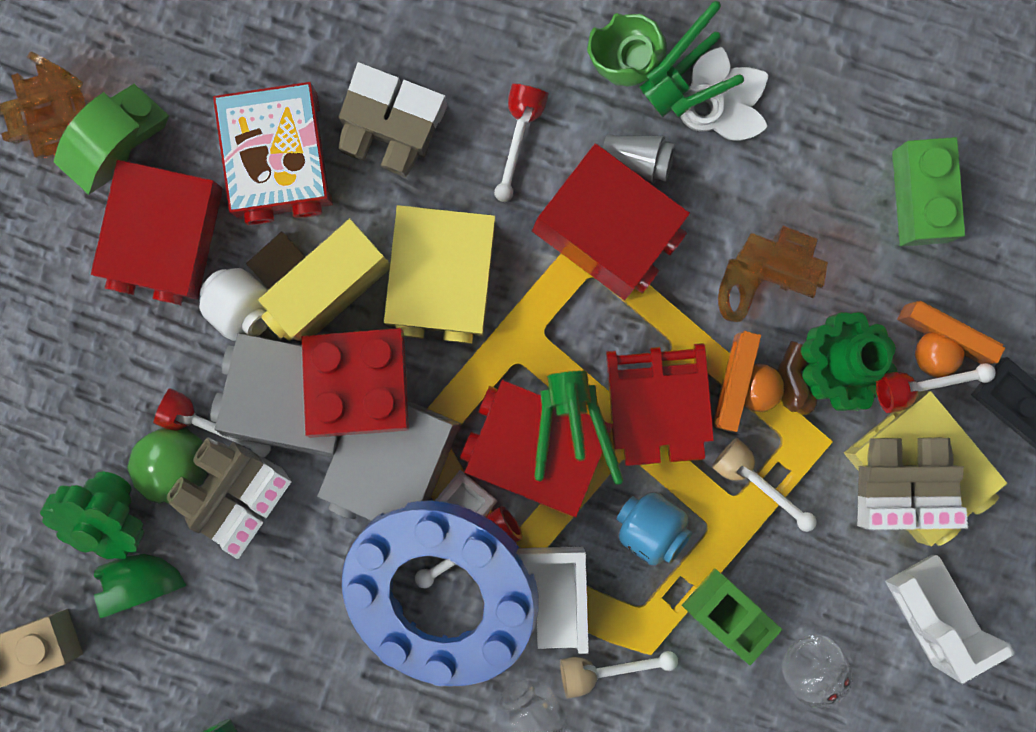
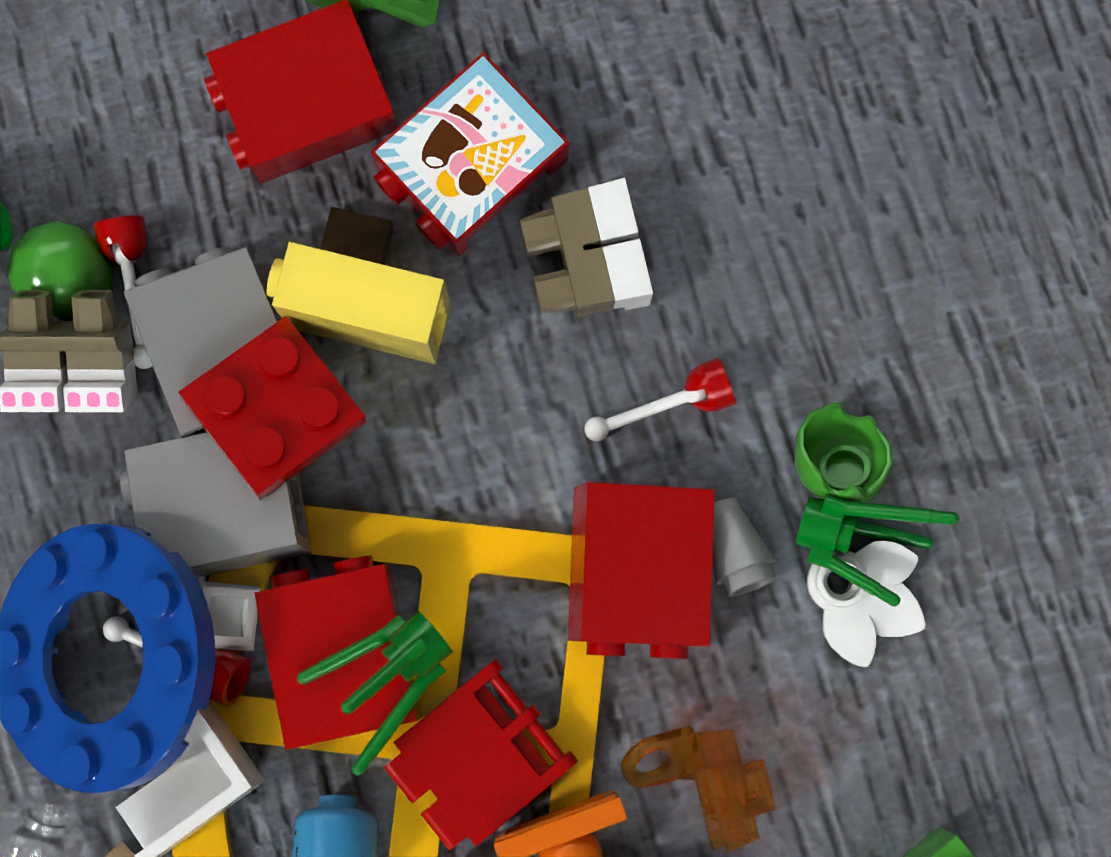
camera: 50 degrees right, 5 degrees down
(232, 303) = (273, 216): white head -> none
(440, 273) = (459, 419): light yellow brick -> none

